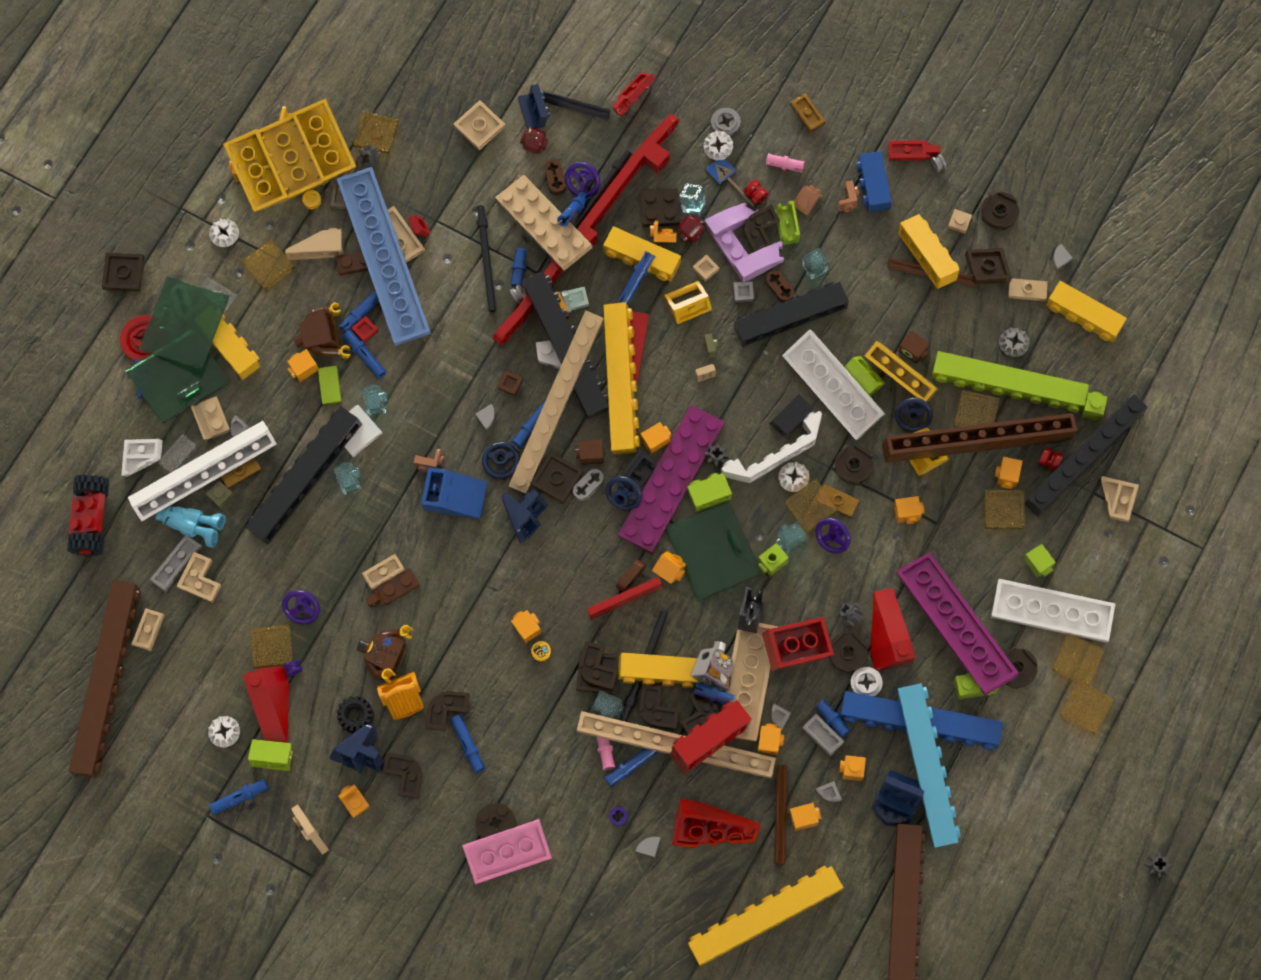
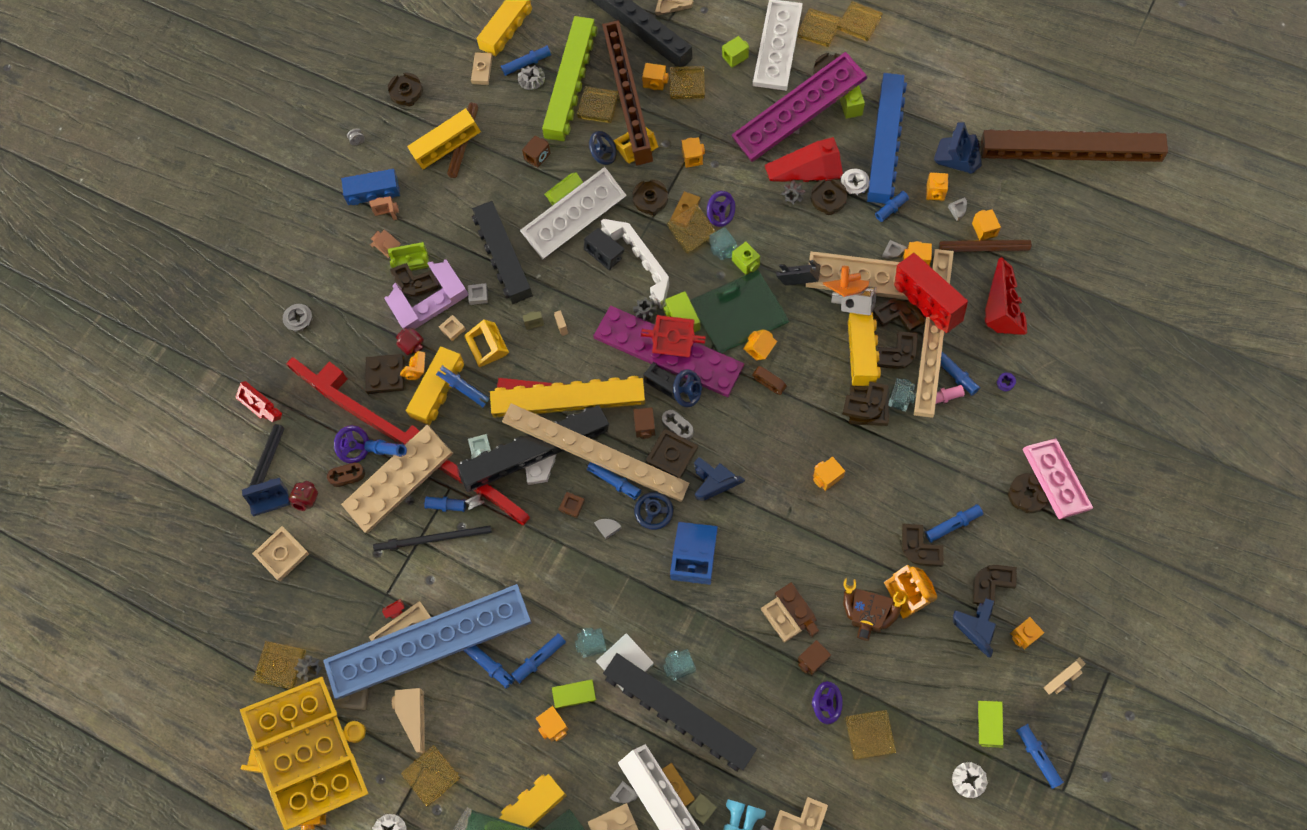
camera: 90 degrees left, 5 degrees down
(270, 699) = (931, 730): red wedge -> none
(293, 668) = (893, 707): dark purple bush -> none
(320, 332) = (515, 706): reddish brown torso -> none
(344, 598) = (813, 658): none -> reddish brown brick
(347, 705) = (945, 629): black tyre -> none
(351, 263) = (432, 680): reddish brown plate -> none
(364, 329) = (510, 659): red plate -> none
(423, 463) = (662, 583): nougat bracket -> none
(541, 651) = (851, 460): yellow tile -> none
(616, 168) = (339, 414): black bar -> none
(624, 598) = (792, 385): red tile -> none
(630, 701) = (892, 376): black bar -> none
(648, 846) = (1031, 354): light grey tile -> none
(656, 437) = (628, 363): light orange brick -> none
(678, 478) = (673, 336): none -> red plate
(692, 198) = (379, 339): clear light blue brick -> none
(713, 694) = (883, 298): blue pin -> none
(721, 171) = (350, 320): piece -> none
(725, 150) = (316, 328): white gear -> none
(728, 657) = (849, 283): none -> orange shield
(756, 192) = (378, 283): red wheel -> none
(765, 916) = (1082, 253): yellow brick -> none
(783, 284) = (473, 264): reddish brown beam -> none
(785, 163) = (345, 263): bright pink pin -> none
(786, 481) = (668, 251): white gear -> none
(797, 644) = (829, 230): red brick -> none
(807, 113) = (295, 245): pearl gold plate -> none
(815, 263) = (451, 232): clear light blue brick -> none
(823, 735) = (908, 213): light grey plate -> none
(901, 372) = (561, 158): yellow brick -> none
(911, 150) = (340, 158): red hinge -> none
(927, 765) = (928, 125): medium azure brick -> none
(959, 221) = (413, 121): tan plate -> none
(988, 266) = (459, 94): dark brown plate -> none
(1038, 341) = (532, 57): none -> blue pin
(1055, 459) = (642, 44): red wheel -> none
(1061, 257) = (451, 43): light grey tile -> none
(1094, 406) = (593, 11): lime brick -> none

